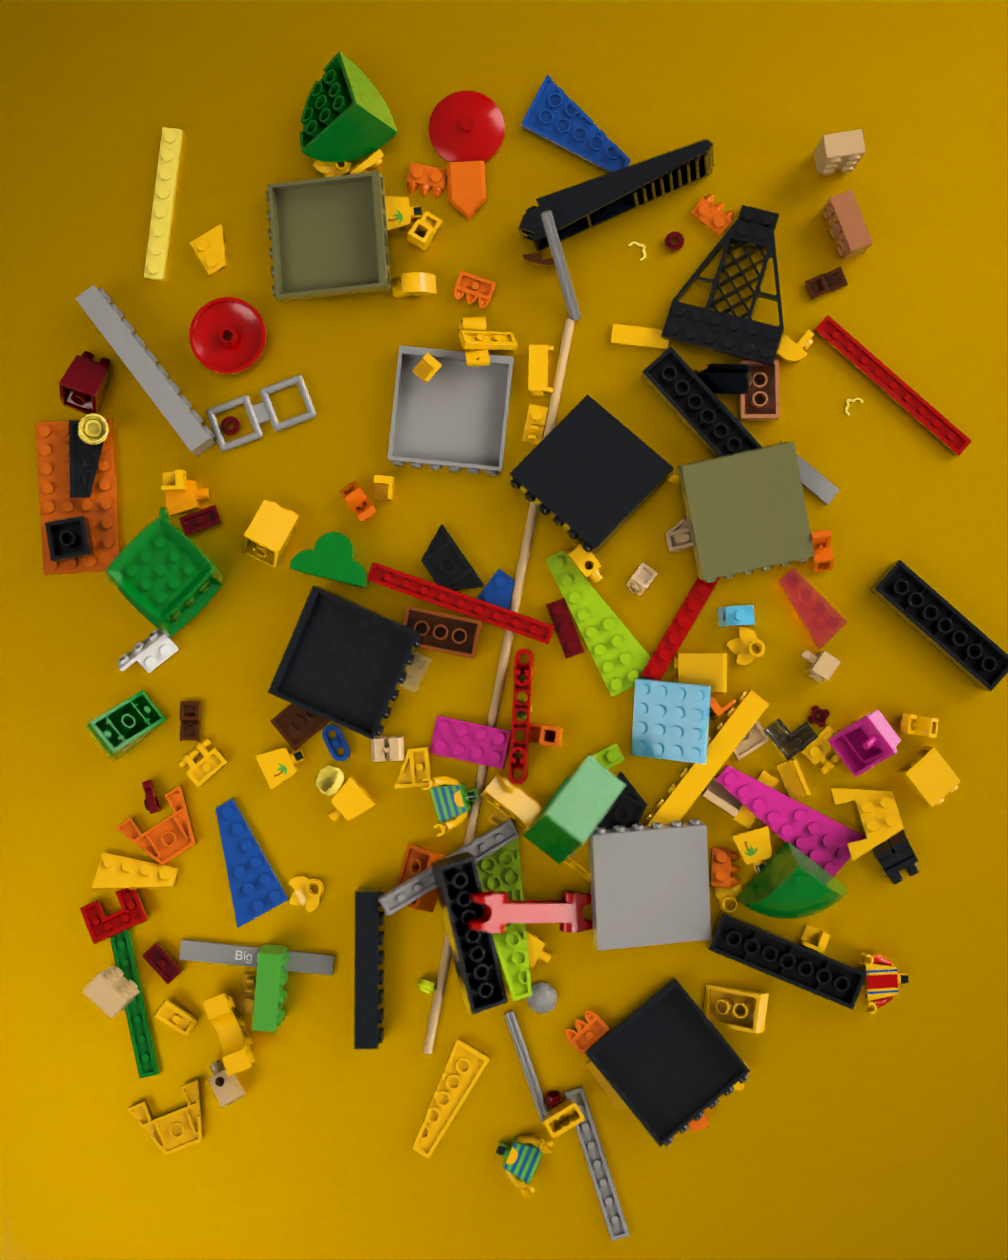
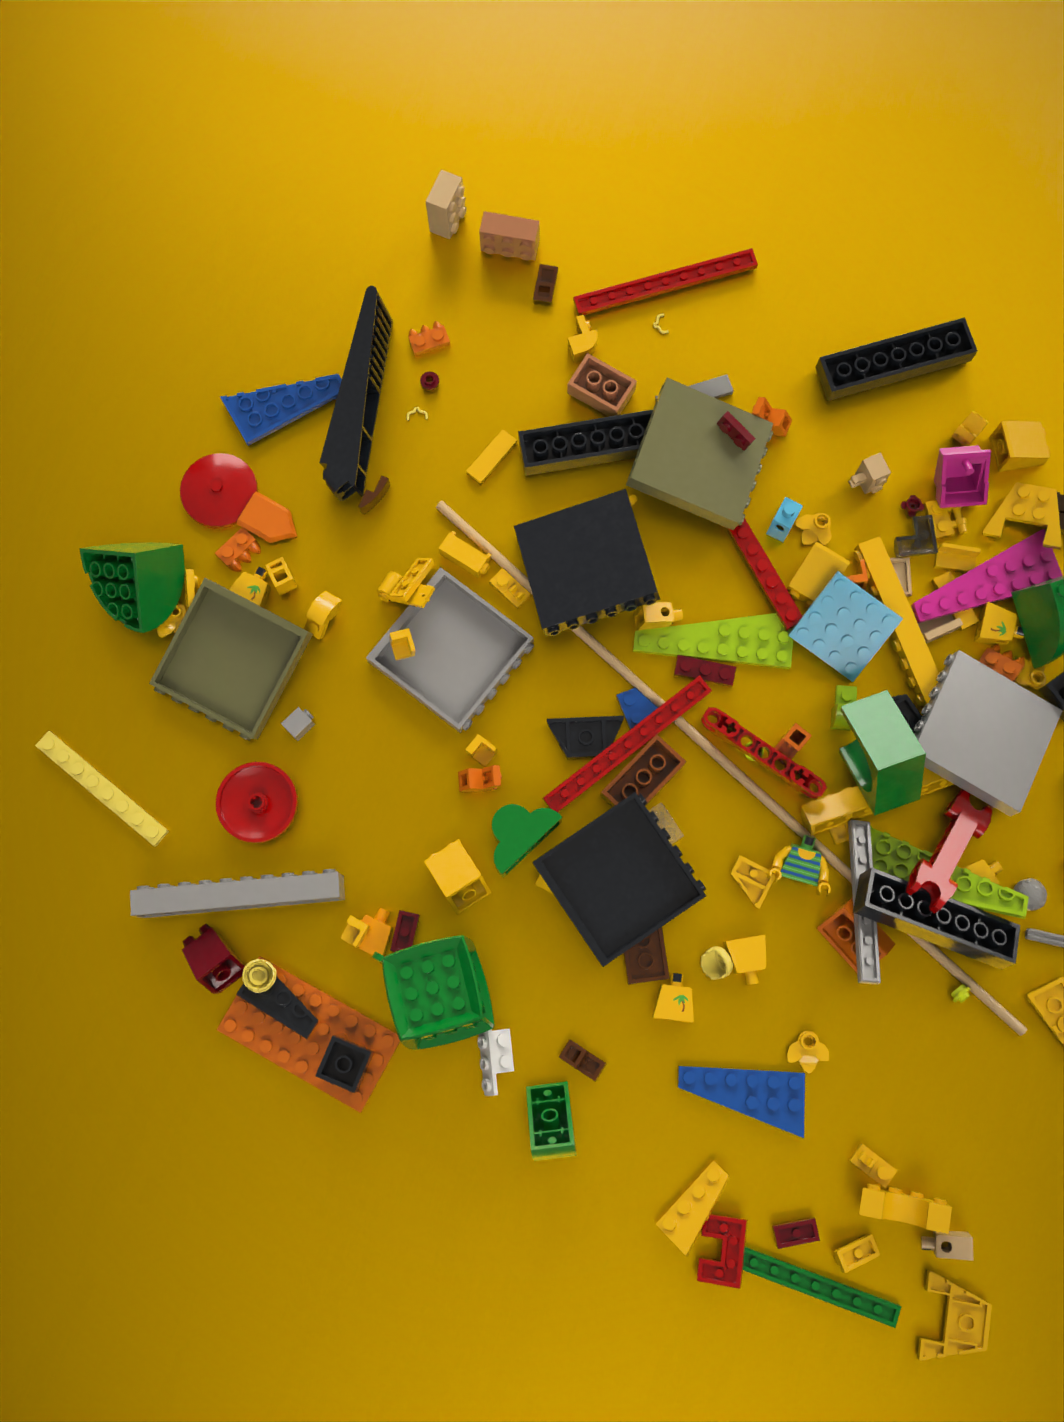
camera: 60 degrees left, 10 degrees down
(111, 991) = (799, 1298): tan piece -> none
(151, 802) = (636, 1145): dark red plate -> none
(169, 836) = (679, 1151): orange wing -> none
(206, 767) = (634, 1069): yellow plate -> none
(211, 250) = (171, 771): yellow wing -> none
(234, 430) = (344, 852): dark red plate -> none
(248, 956) = (841, 1138): light grey tile -> none
(261, 413) = (344, 817): light grey bar -> none
(270, 988) = (882, 1140): bright green brick -> none
(312, 326) = (298, 723): none -> light grey brick
(335, 743) = (684, 936): blue plate -> none
(368, 972) = (916, 1036): black brick -> none
(387, 748) = (718, 892): tan piece -> none
(470, 742) = (758, 814): dark pink plate -> none
(474, 288) = (359, 565): orange plate -> none
(560, 265) = (388, 477): light grey axle -> none
(641, 579) = (702, 579): tan bracket -> none
(679, 537) = (684, 524): tan wing -> none
(726, 332) = (529, 386): black wing -> none
(727, 378) = (577, 400): black brick -> none
(783, 522) = (736, 431): none -> dark red plate
(815, 612) = (815, 455): clear pink wing -> none

